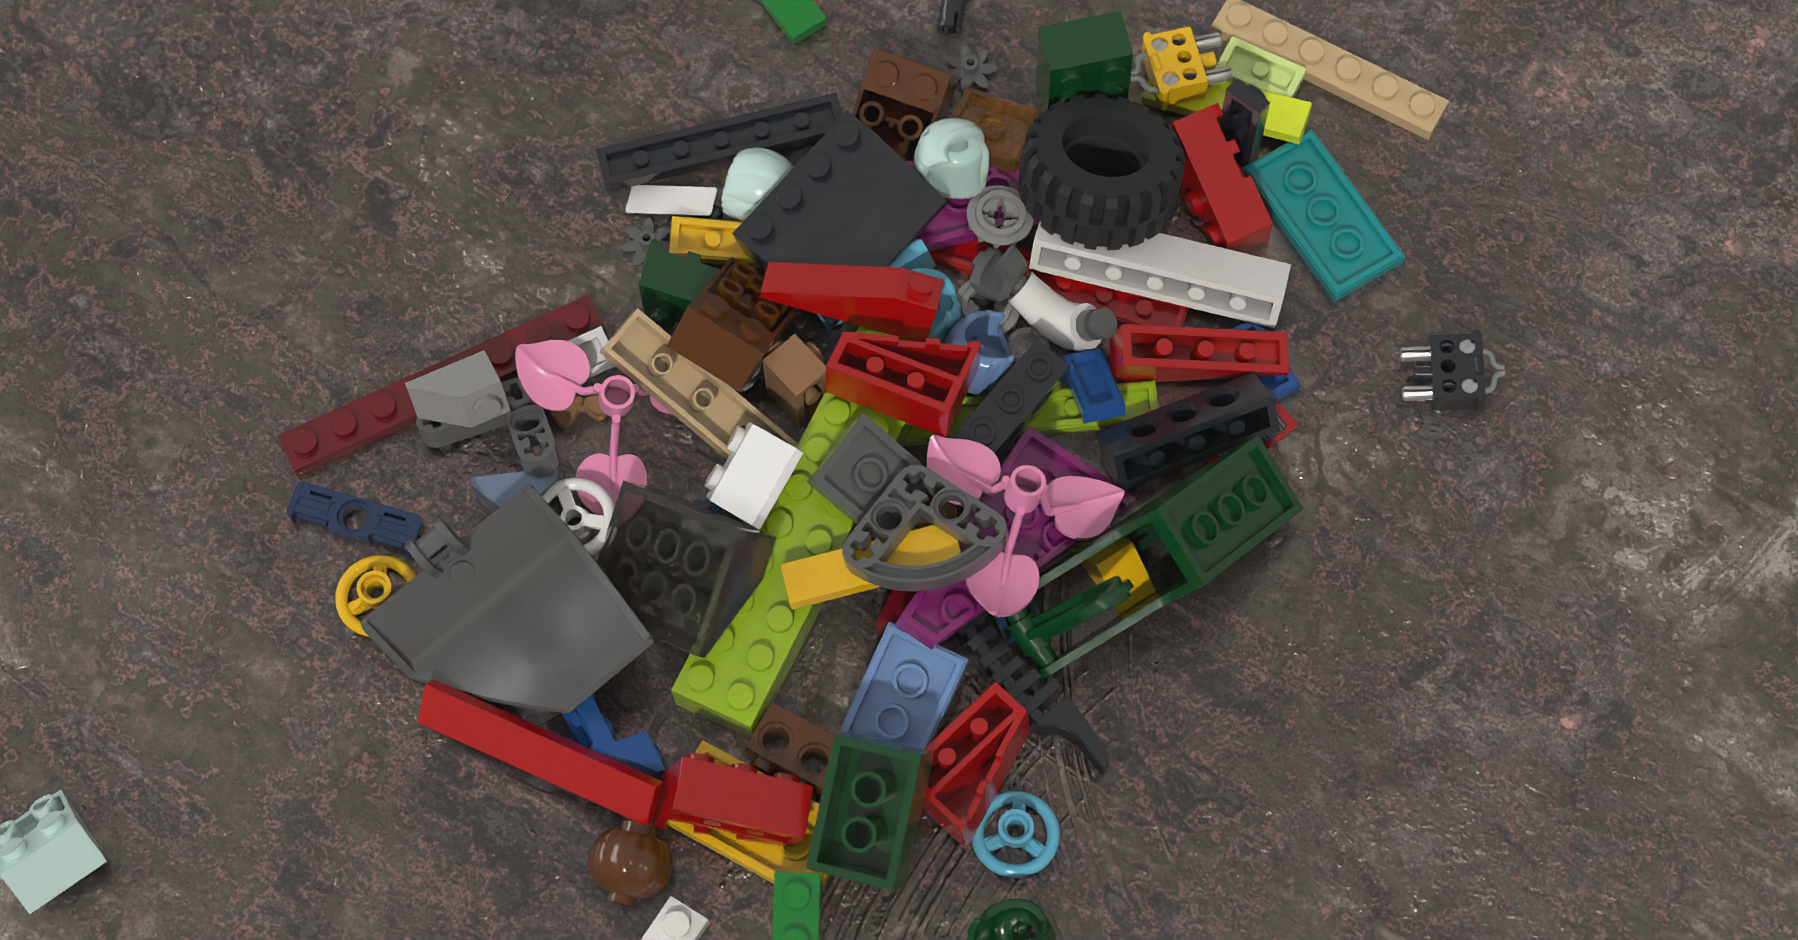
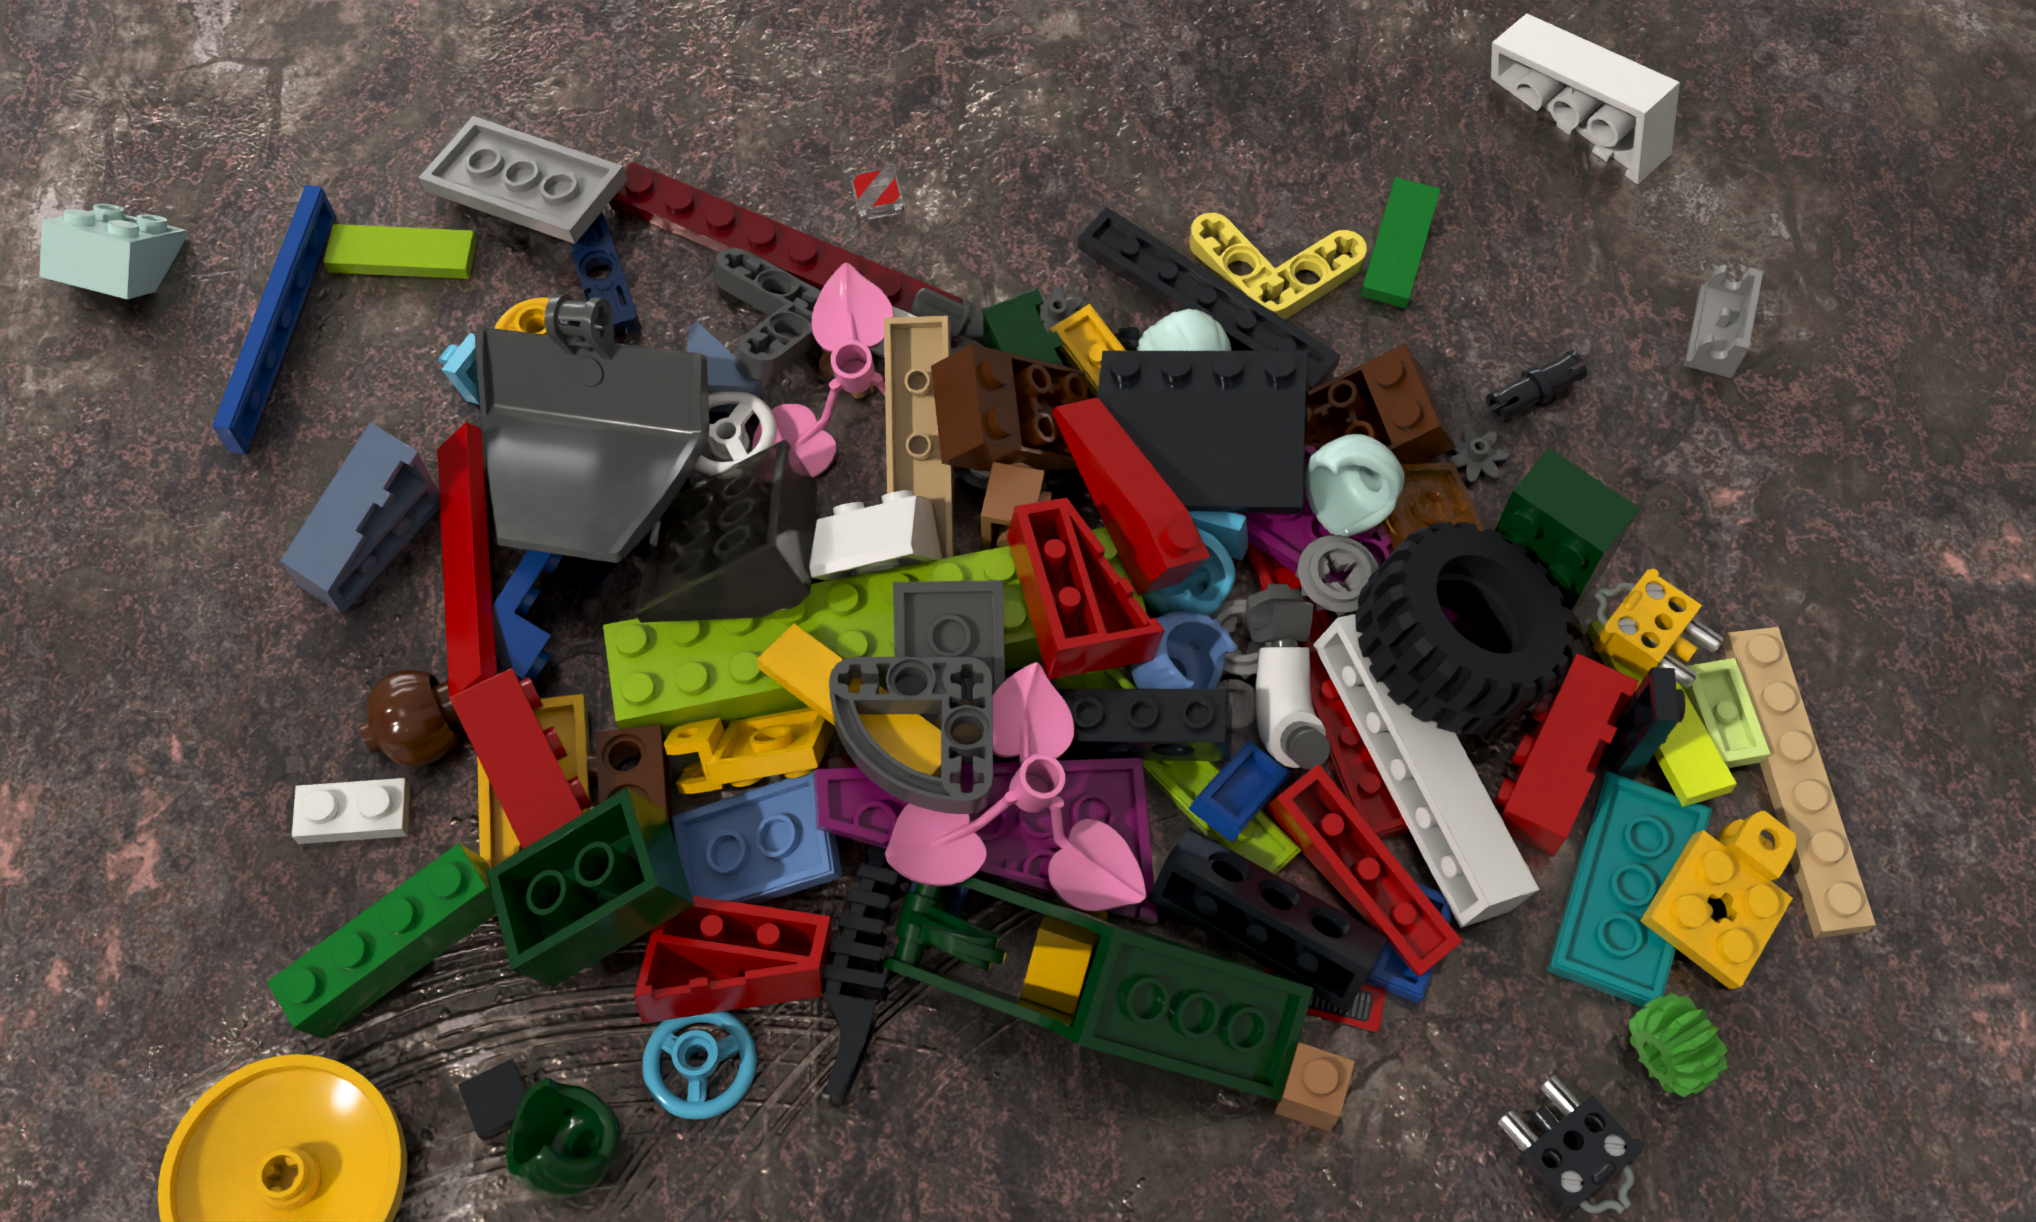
camera: 50 degrees right, 5 degrees down
(211, 765) = (274, 321): none -> blue tile
(217, 646) = (400, 251): none -> lime tile
(234, 518) = (523, 179): none -> light grey plate
(368, 659) = (461, 368): none -> medium azure tile
(446, 804) = (362, 519): none -> sand blue wedge
(447, 289) = (877, 193): none -> clear tile
(460, 393) = (774, 258): light grey slope -> none
(606, 307) = (963, 318): none -> dark grey axle
(671, 200) = (1114, 301): white sticker -> none
(734, 93) = (1265, 278): none -> light yellow beam
(827, 664) = (750, 749): none -> yellow plate
(1312, 482) = (1315, 1087): none -> medium nougat brick
(1363, 150) = (1740, 873): none -> yellow plate
(1437, 265) = (1678, 1044): none -> bright green gear

